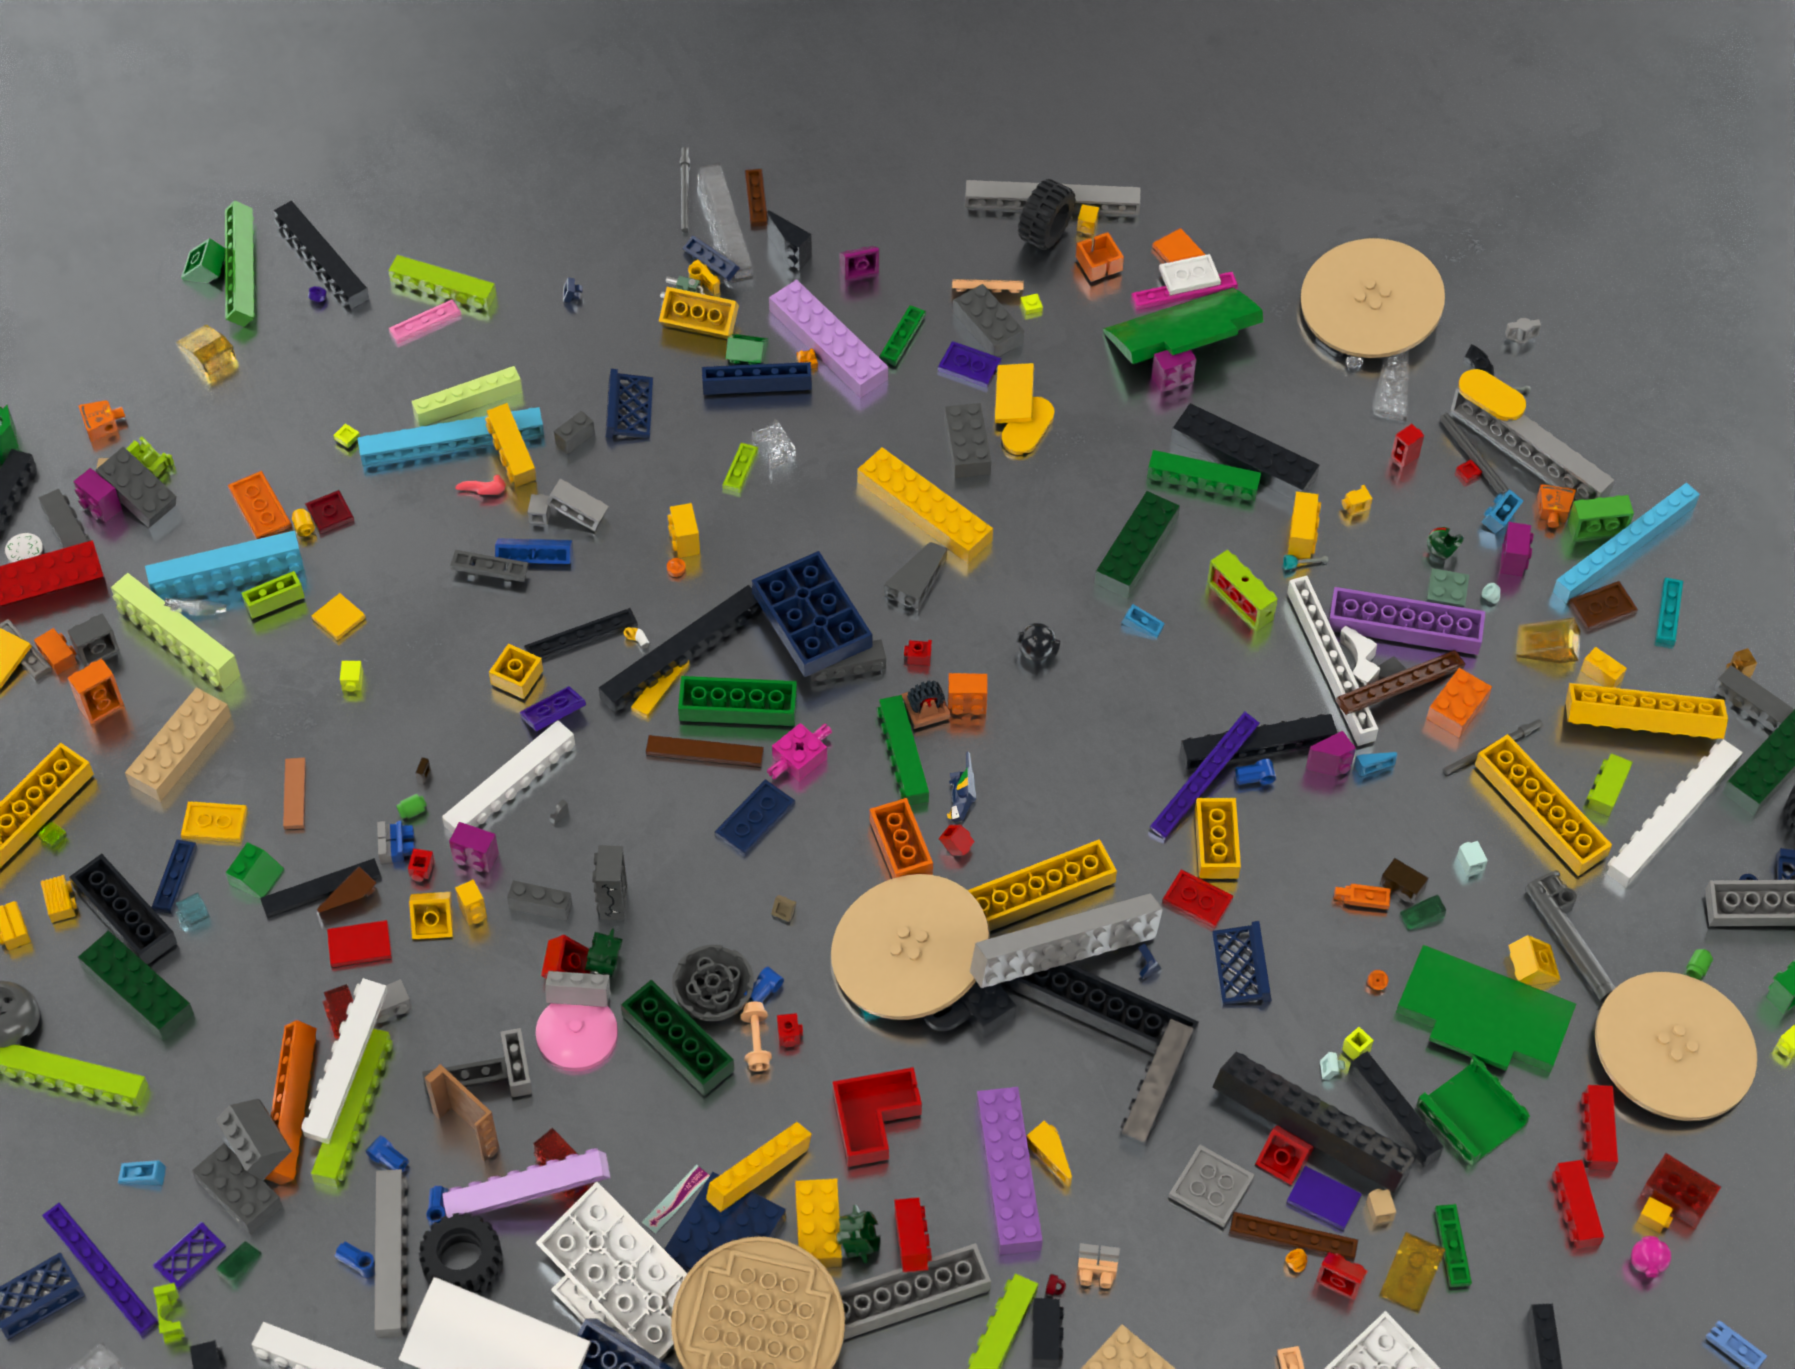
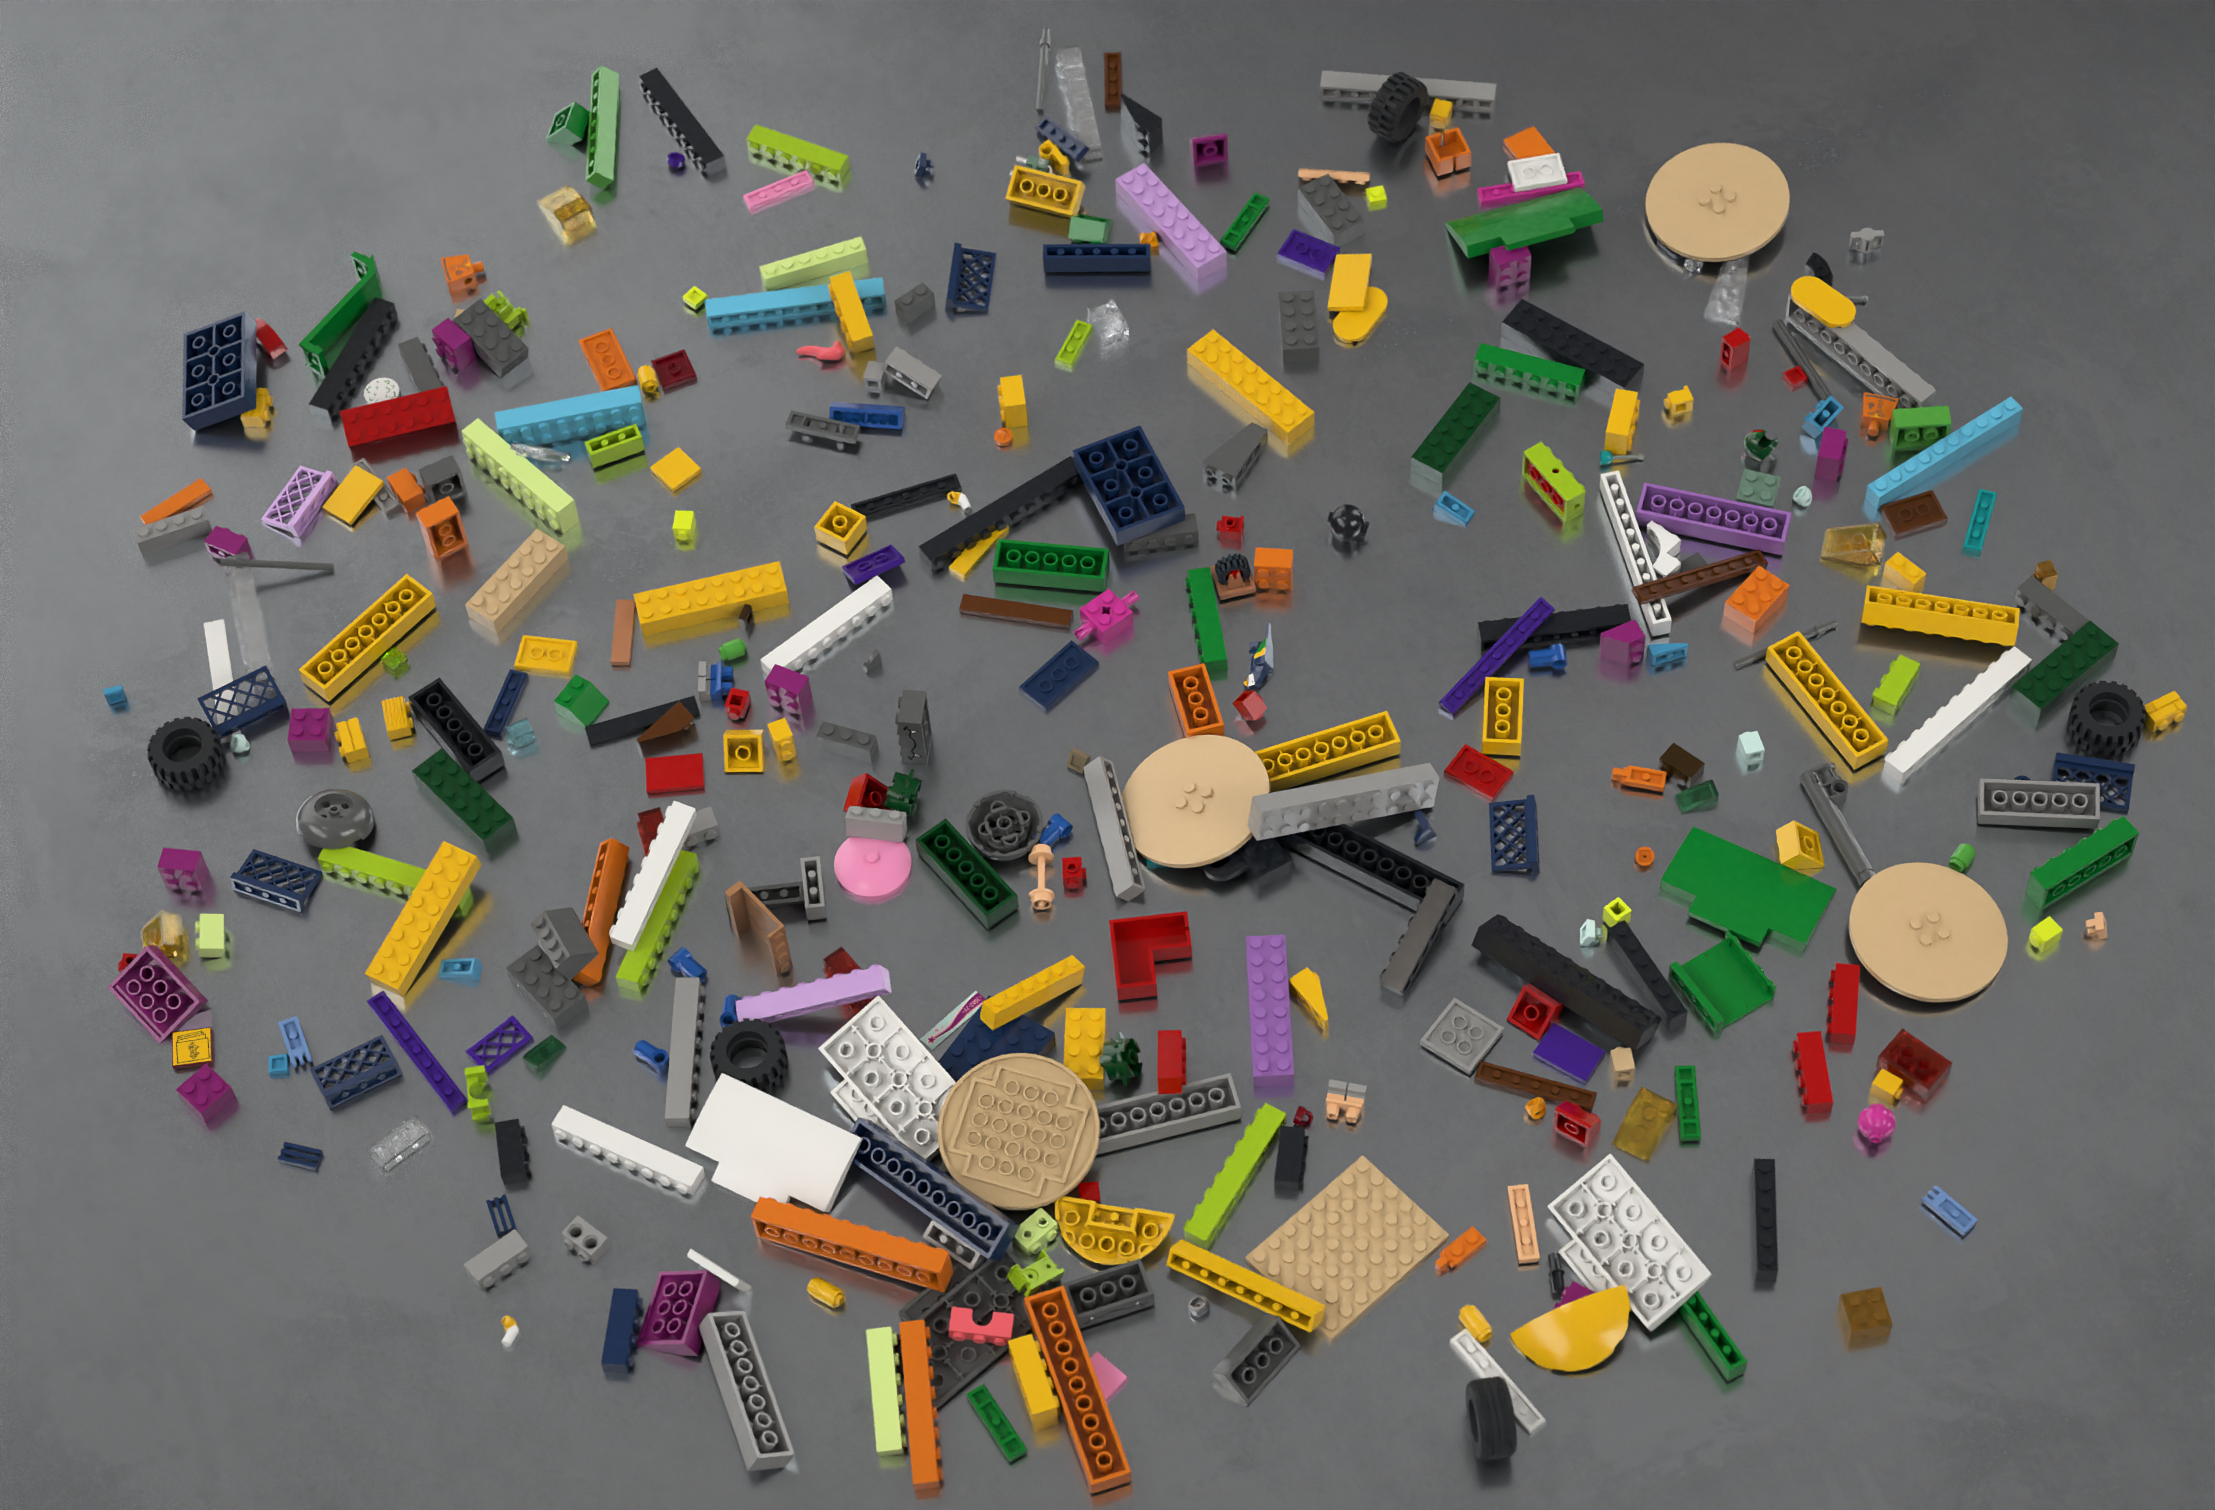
camera: 10 degrees right, 0 degrees up
(98, 1121) = (423, 919): none -> yellow brick
(384, 752) = (710, 598): none -> yellow brick
(828, 980) = (1114, 828): none -> light grey brick

